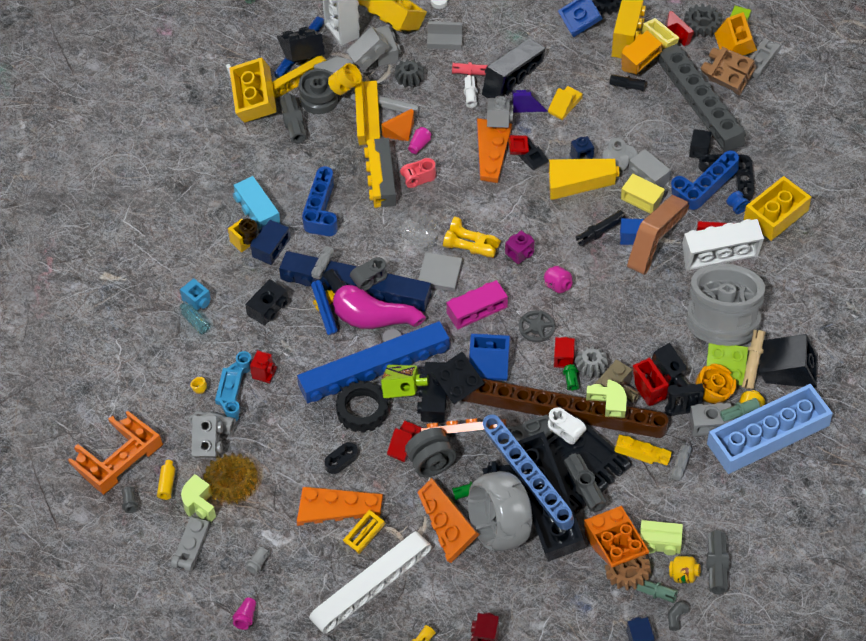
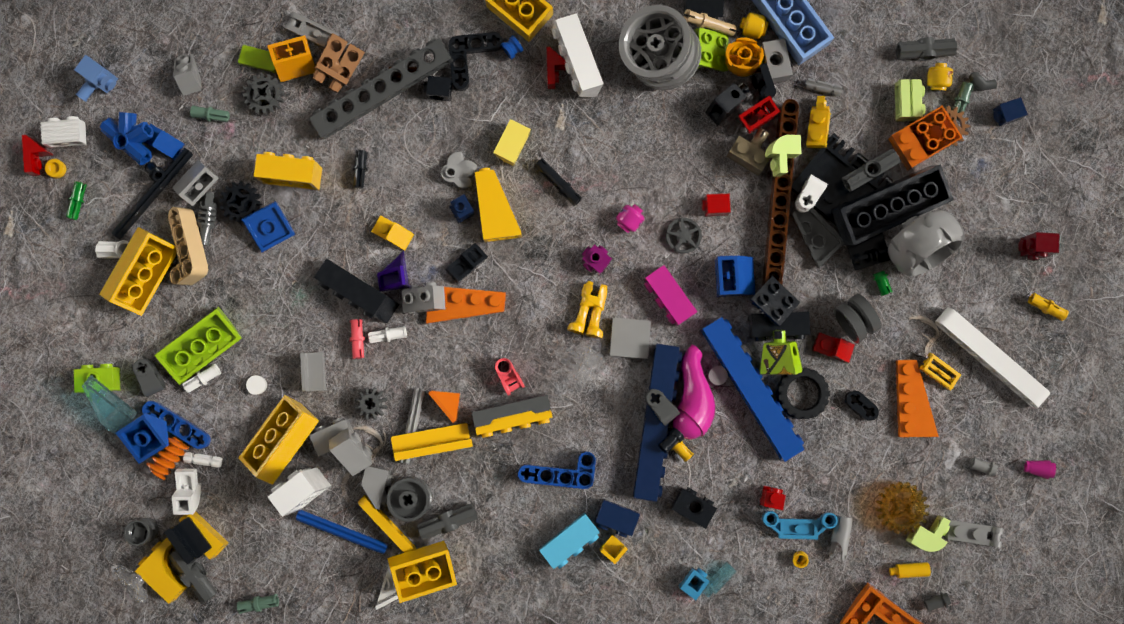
camera: 100 degrees left, 30 degrees up
(206, 436) = (867, 540): light grey brick -> none
(247, 230) = (612, 545): dark brown wheel -> none
(301, 44) = (347, 528): black slope -> none
(322, 262) = (649, 457): light grey axle -> none
(324, 307) = (696, 448): blue axle -> none
(344, 79) = (406, 469): yellow wheel -> none
(419, 140) = (463, 380): dark pink cone -> none
(447, 520) = (924, 291): orange wing -> none
(454, 427) = (819, 289): wing -> none
(518, 145) = (461, 274): red tile -> none
(530, 480) = (894, 215): medium blue beam -> none
(570, 373) = (742, 196): green pin -> none
(591, 361) = (718, 173): light grey gear -> none
(629, 230) = (561, 149): blue brick -> none
(640, 52) = (330, 154): light orange slope -> none
(649, 168) = (480, 138): light grey brick -> none
(652, 229) = (563, 119): nougat beam -> none
(661, 32) = (295, 136): light yellow brick -> none
(679, 28) = (276, 123): red slope -> none
(725, 165) = (487, 75): blue beam -> none
(739, 409) = (773, 32): sand green axle -> none

